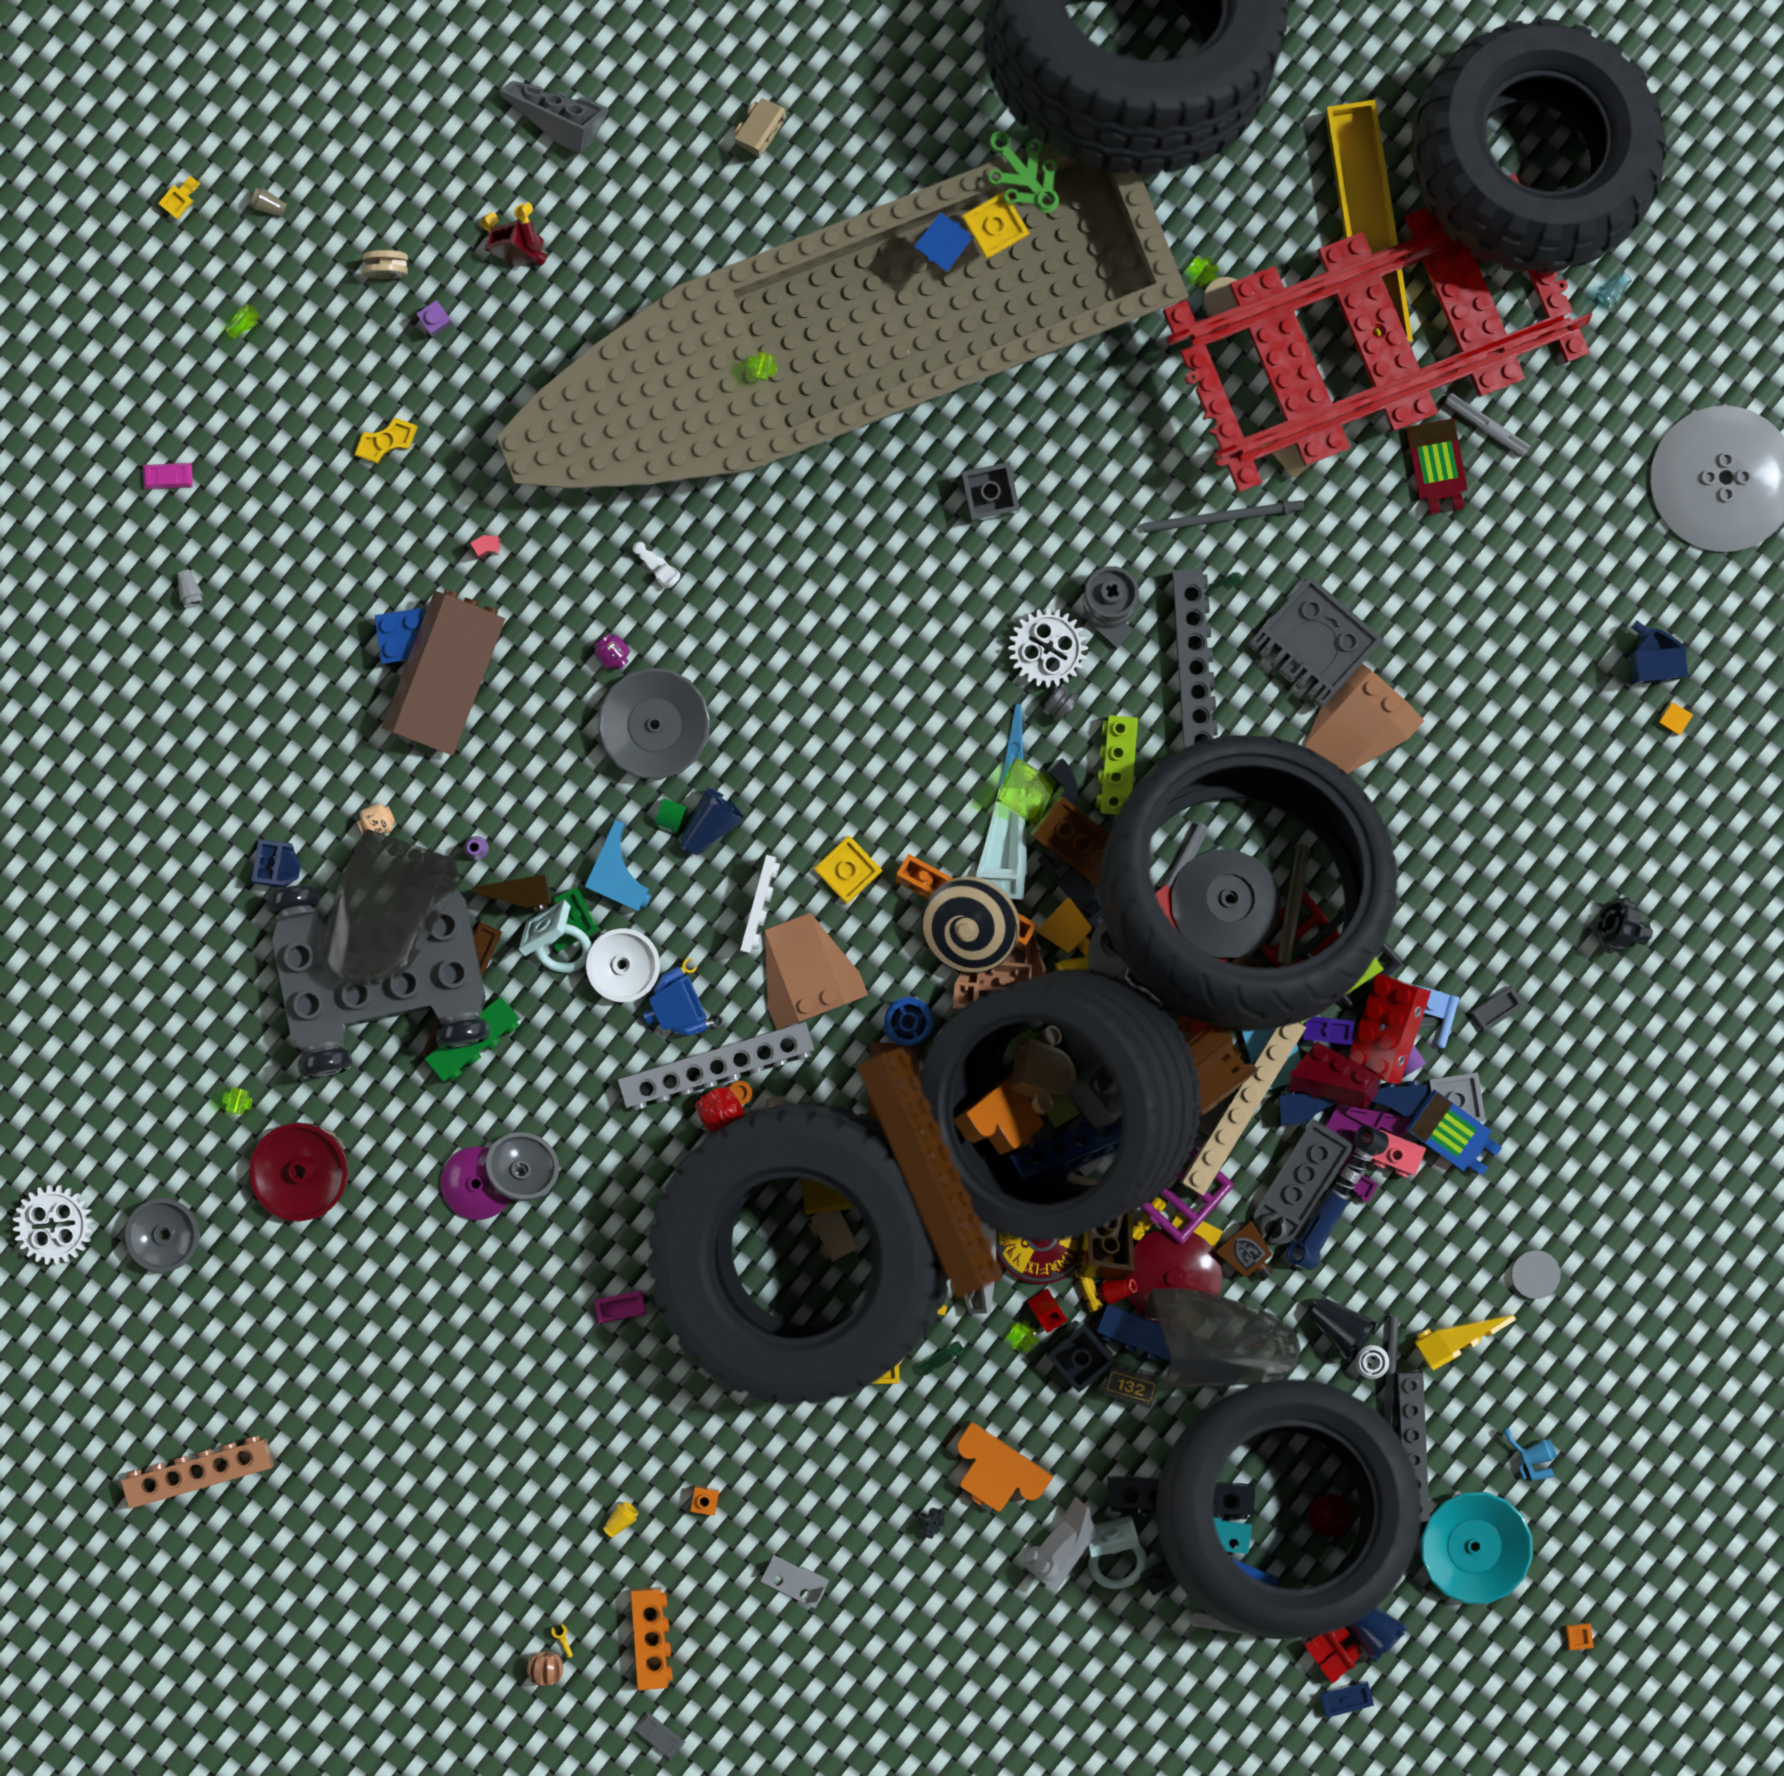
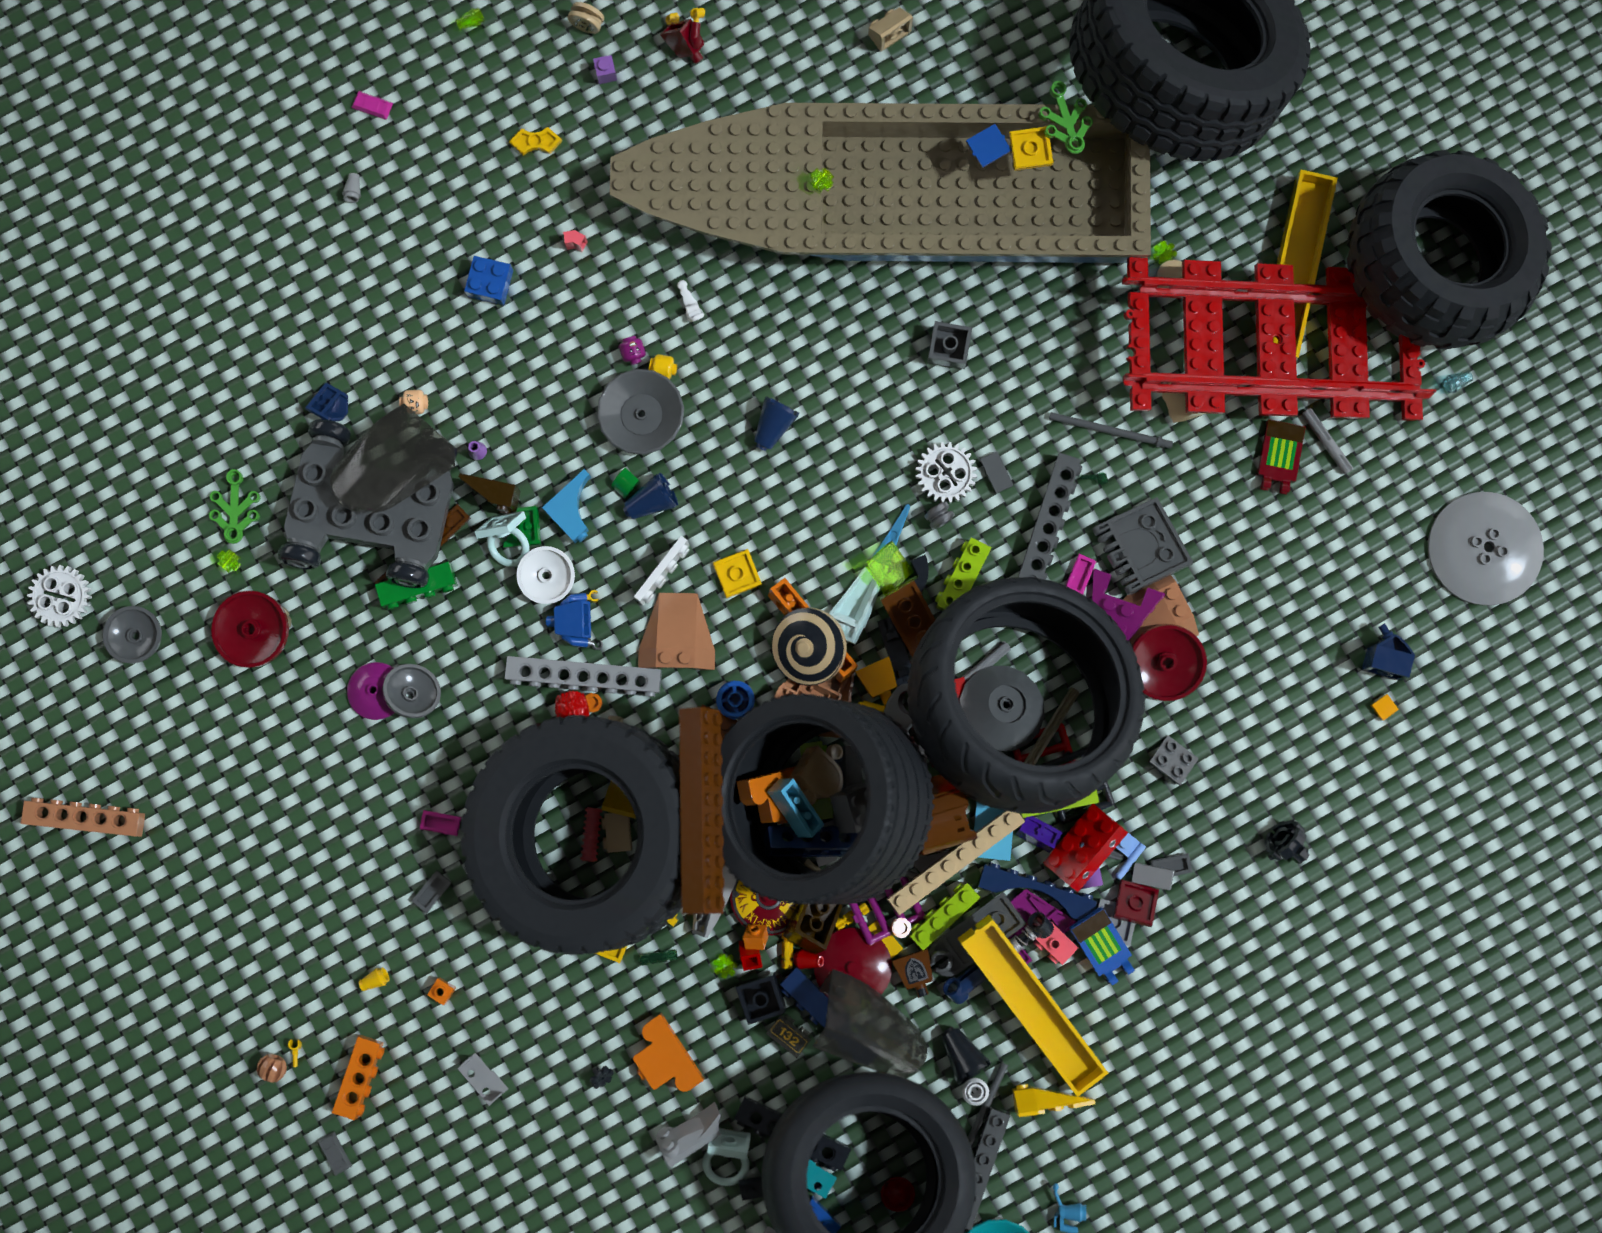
camera: 25 degrees right, 5 degrees down
(215, 1037) = (234, 510): none -> bright green plant
(444, 671) = (505, 314): reddish brown brick -> none
(644, 1390) = (431, 891): none -> dark grey tile
(657, 656) = (663, 365): none -> yellow head
(803, 1248) = (591, 834): none -> coral piece
(818, 671) = (773, 423): none -> dark blue cone
(1033, 1122) = (795, 808): none -> medium azure brick
(1045, 1288) = (755, 937): none -> orange plate
(1115, 583) = (1006, 453): dark grey wheel -> none
(1210, 1209) = (900, 927): none -> tile
(1256, 705) = (1081, 573): none -> dark pink tile
(1258, 1169) = (944, 916): none -> lime brick
(1323, 735) = (1125, 614): none -> magenta wing
(1334, 1077) = (1031, 867): dark red wedge -> none
(1399, 1236) = (1033, 1005): none -> yellow piece
(1401, 769) = (1170, 661): none -> dark red dish
(1452, 882) = (1173, 760): none -> dark grey hinge
(1473, 1068) = (1136, 903): none -> dark red tile
(1480, 1028) = (1153, 876): none -> light grey tile
(1535, 1274) = (1123, 1076): light grey tile -> none

